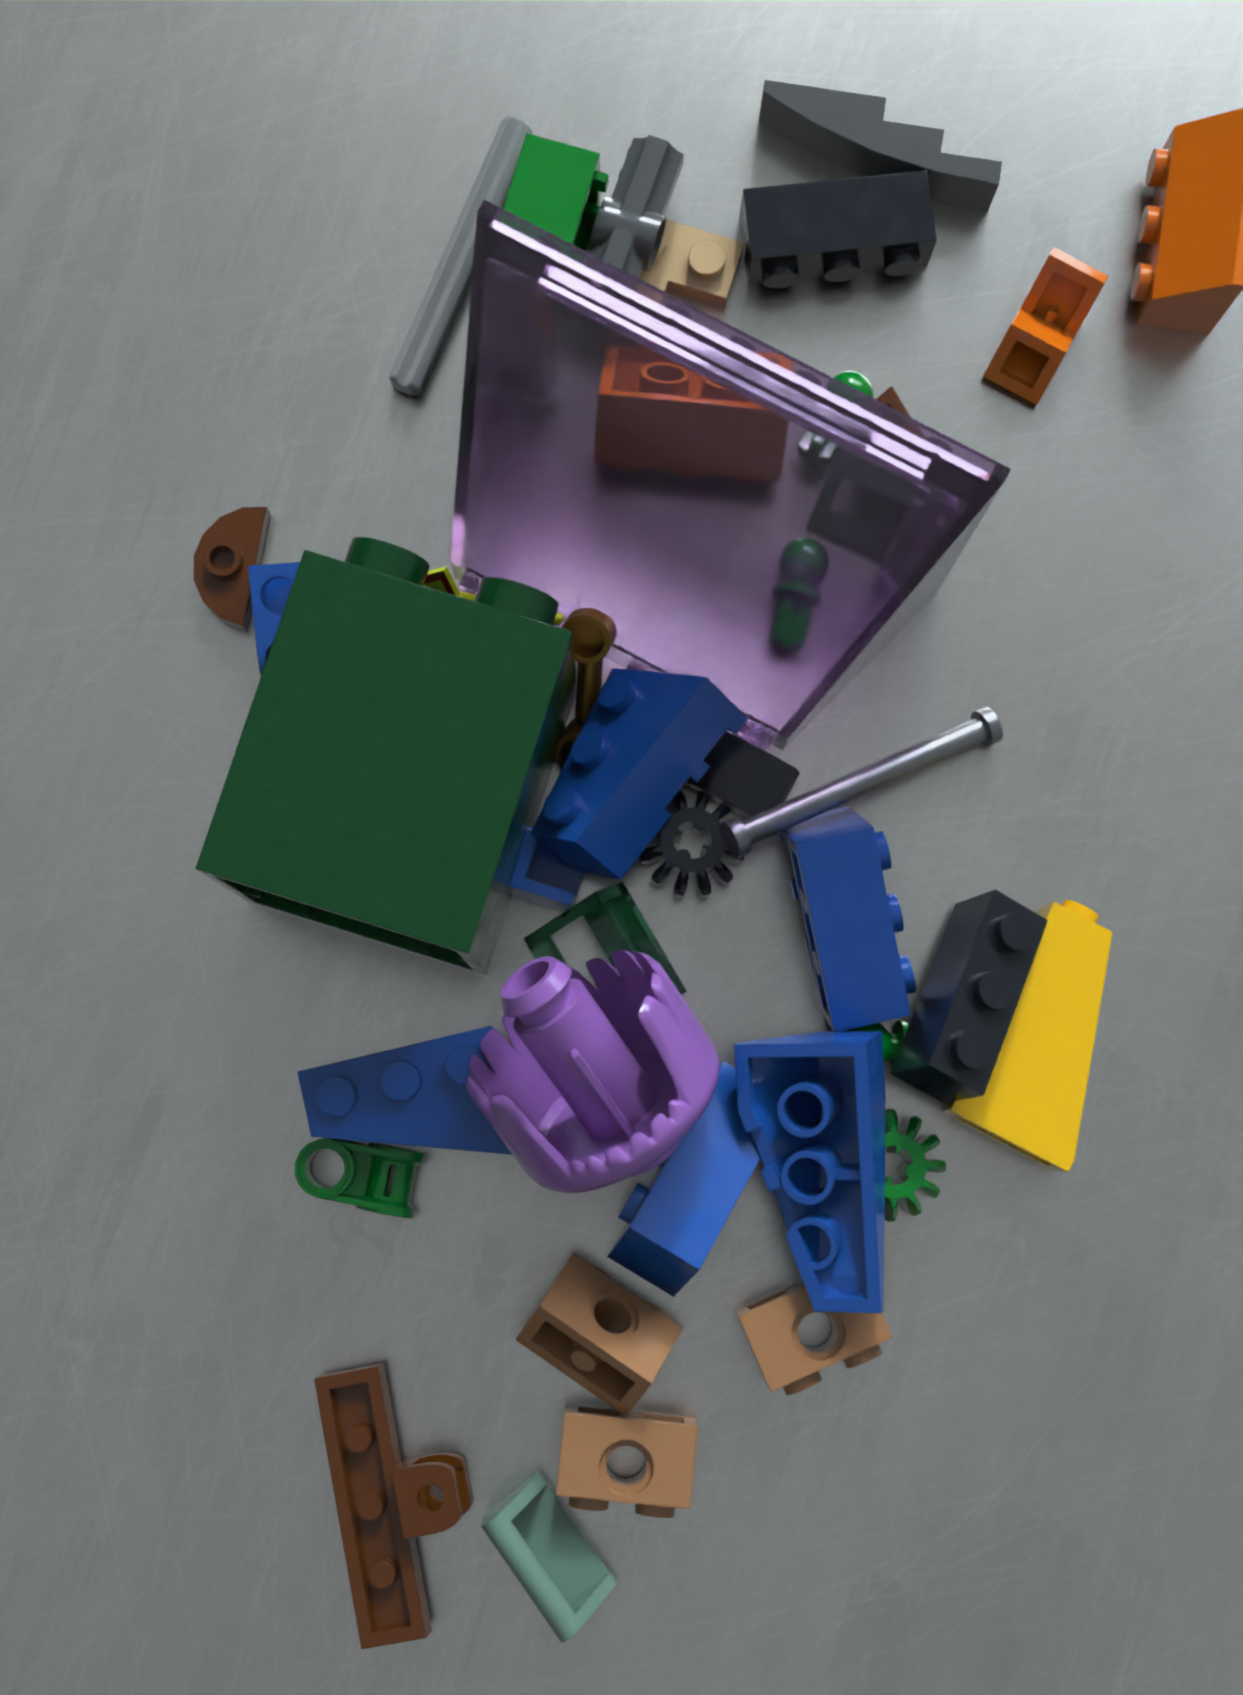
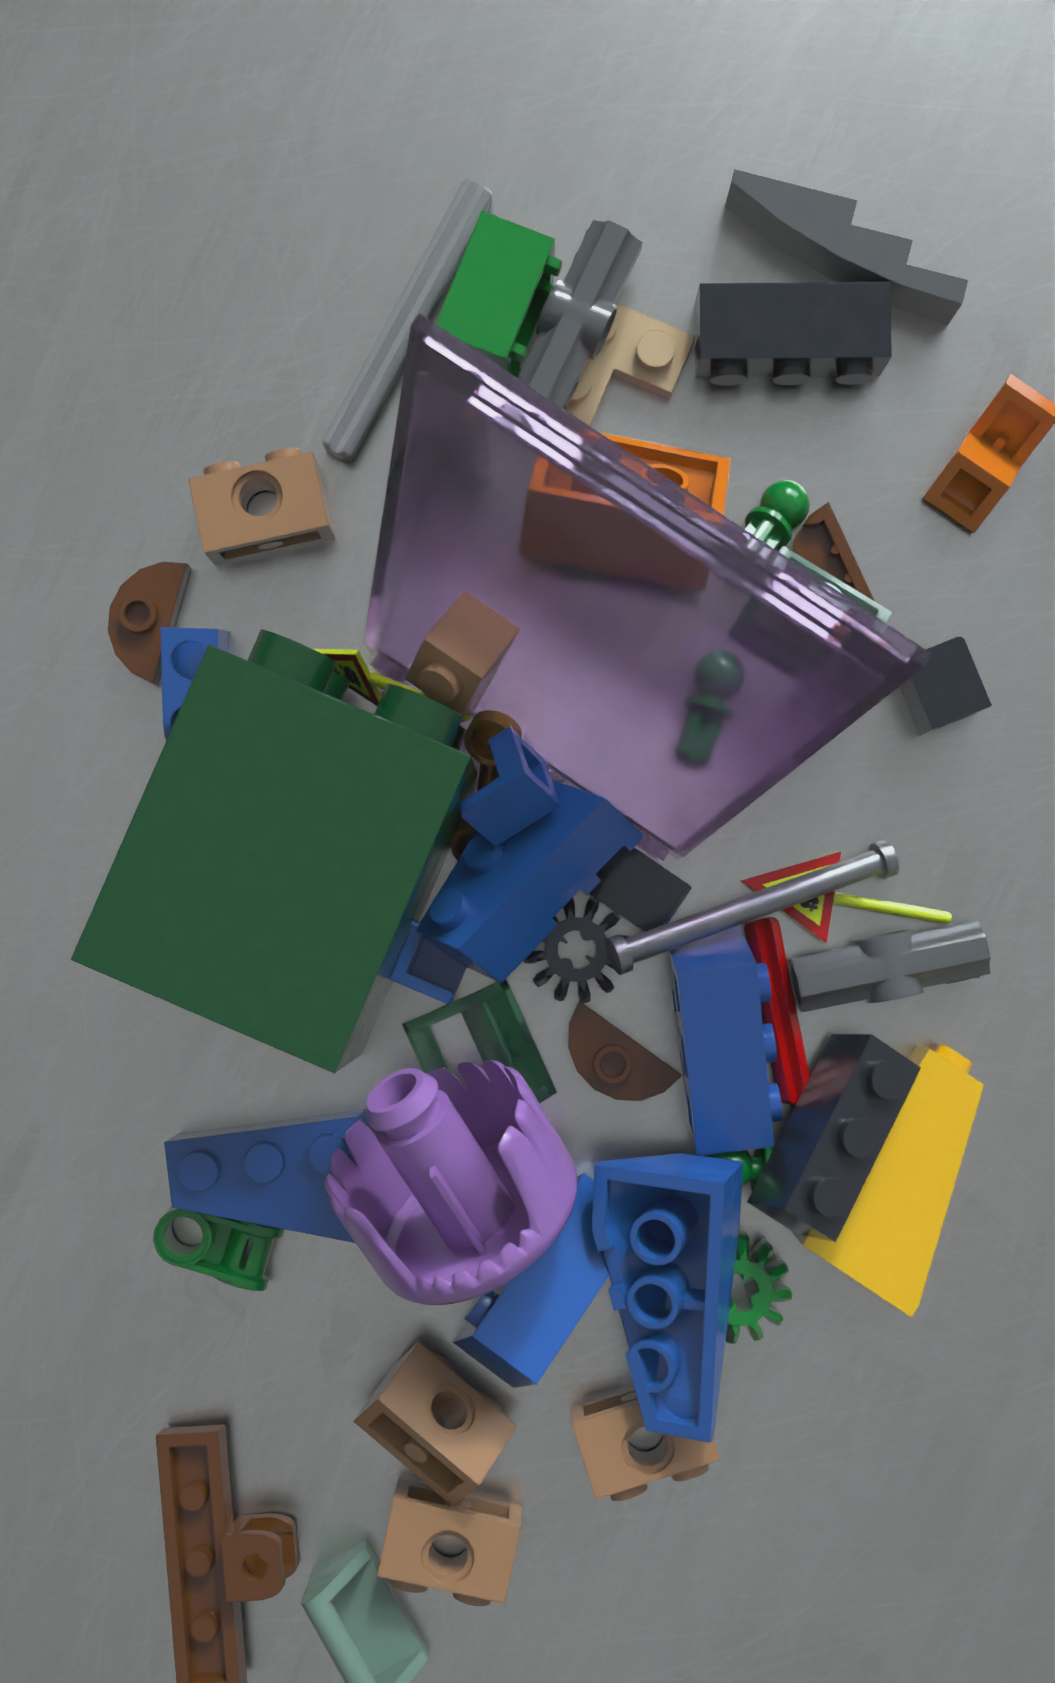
camera: 15 degrees right, 5 degrees up
(316, 473) = (295, 521): none -> medium nougat brick
(553, 546) = (462, 654): none -> medium nougat slope
(615, 686) = (516, 797): none -> blue panel
(740, 952) = (615, 1061): none -> reddish brown plate
(918, 937) = (791, 1068): none -> red axle
(925, 785) = (816, 913): none -> piece
(1004, 829) = (889, 966): none -> dark grey piece
(1022, 551) = (945, 688): none -> black panel

